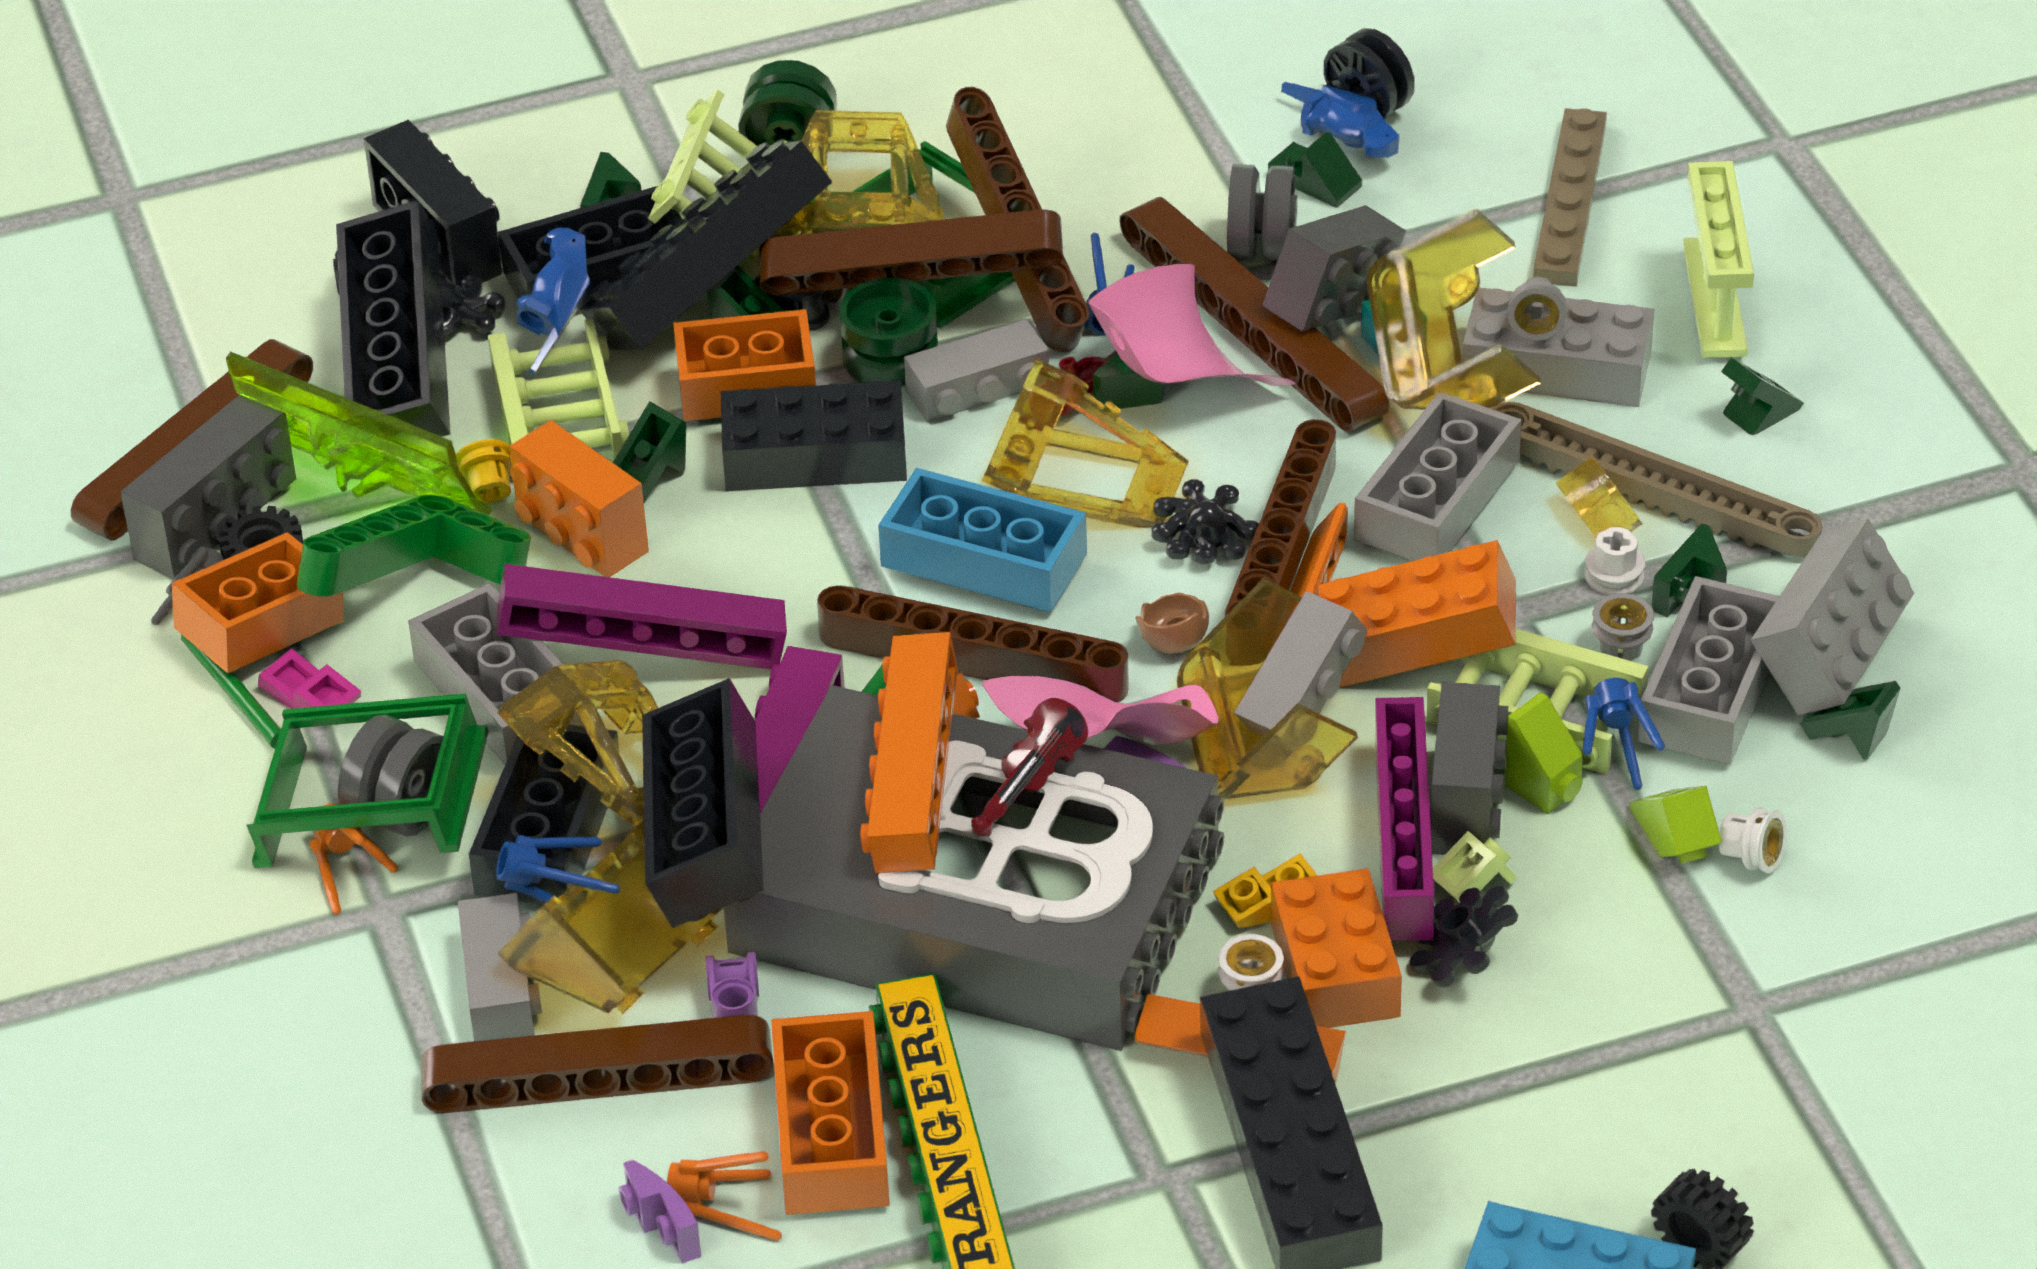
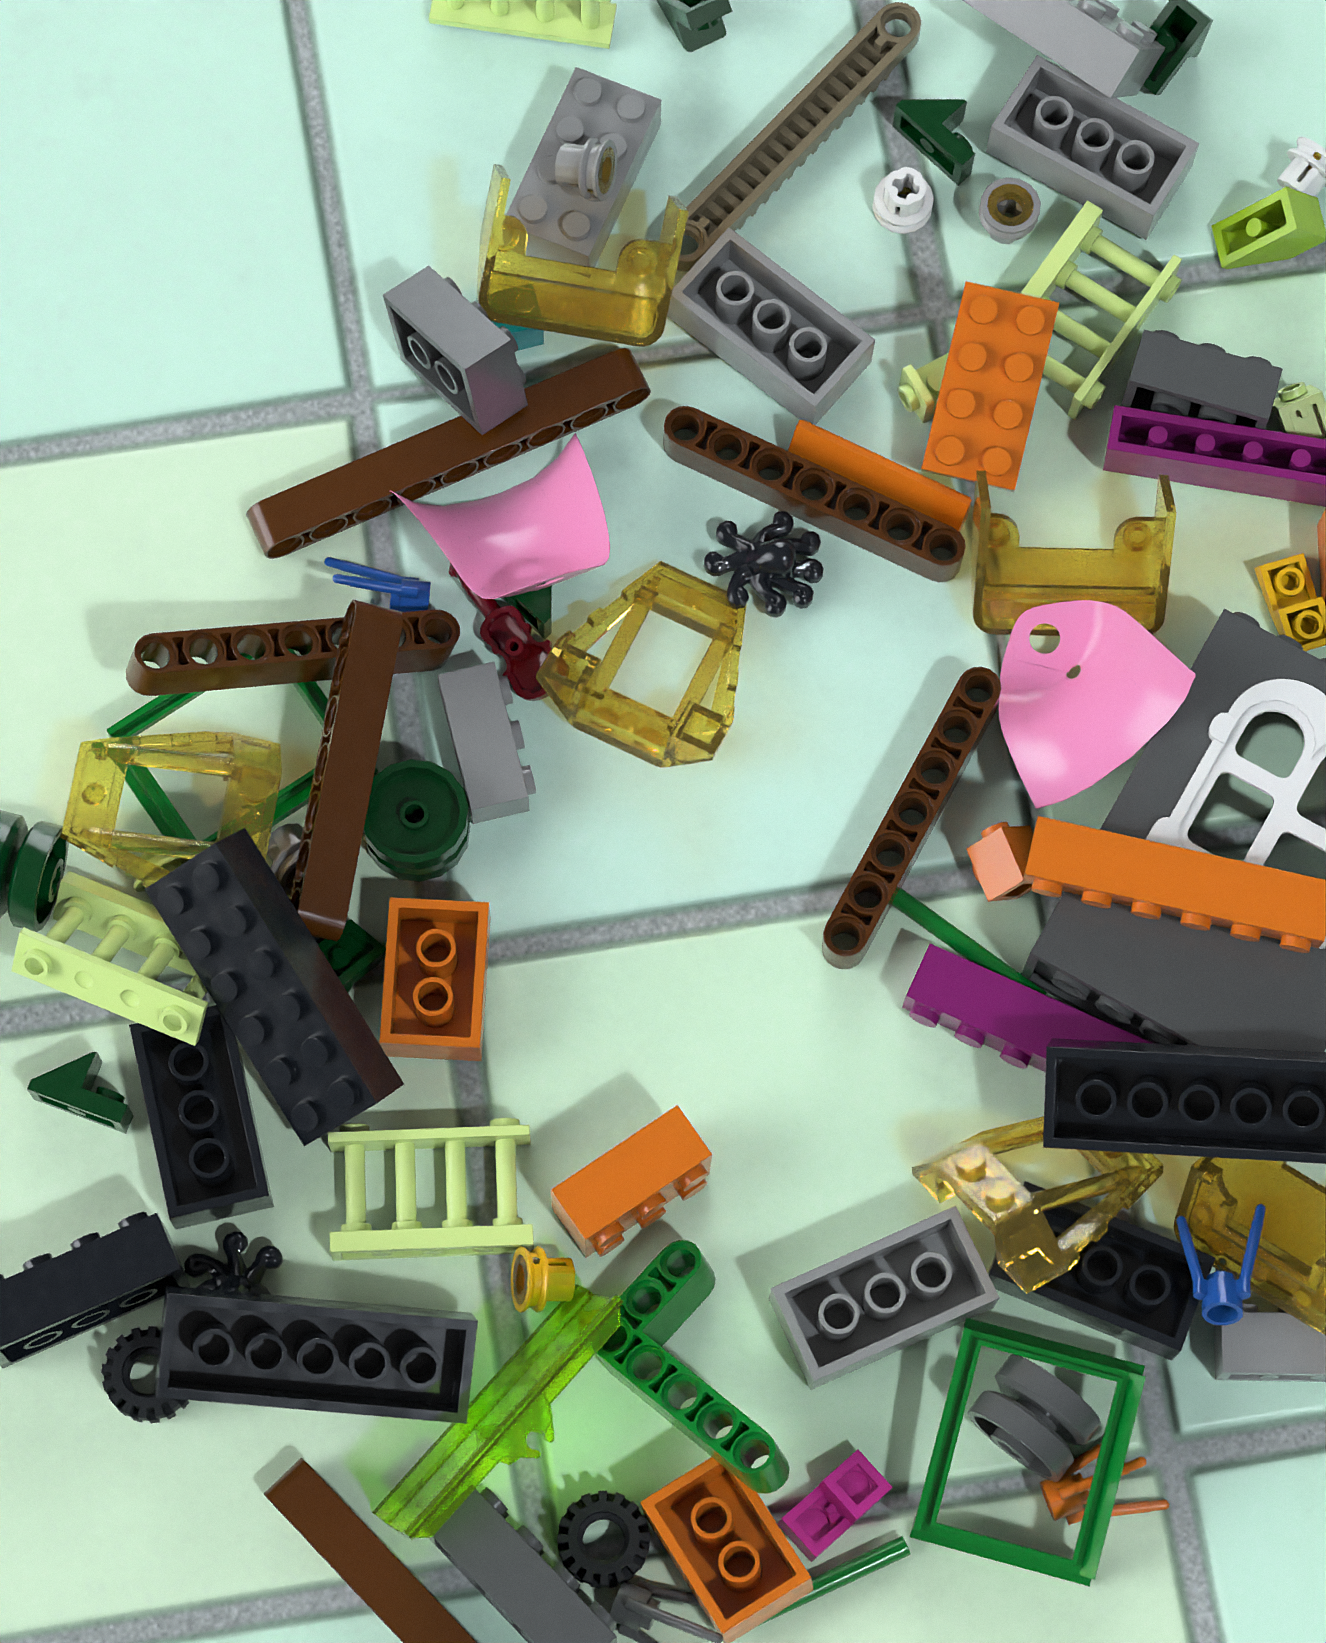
camera: 85 degrees left, 30 degrees up
(556, 290) = (302, 1160): blue animal -> none
(641, 617) = (849, 1138): magenta brick -> none
(652, 445) = (558, 1103): dark green slope -> none
(813, 435) = (558, 926): black brick -> none
(983, 539) = (770, 778): dark azure brick -> none
(1053, 734) = (1190, 757): dark red piece -> none
(1173, 623) = (918, 617): medium nougat hair -> none
(1259, 212) = (322, 406): dark grey wheel -> none
(1303, 663) = (1057, 506): light grey brick -> none
(1321, 170) = (226, 343): dark green slope -> none
(1346, 117) = (158, 291): blue animal -> none
(1372, 67) = (111, 251): black wheel -> none
(1542, 756) = (1188, 315): lime slope -> none
(1570, 196) = (323, 107): dark tan plate -> none
(1597, 498) = (822, 192): clear yellow slope -> none
(1615, 705) = (1139, 241): blue plant -> none

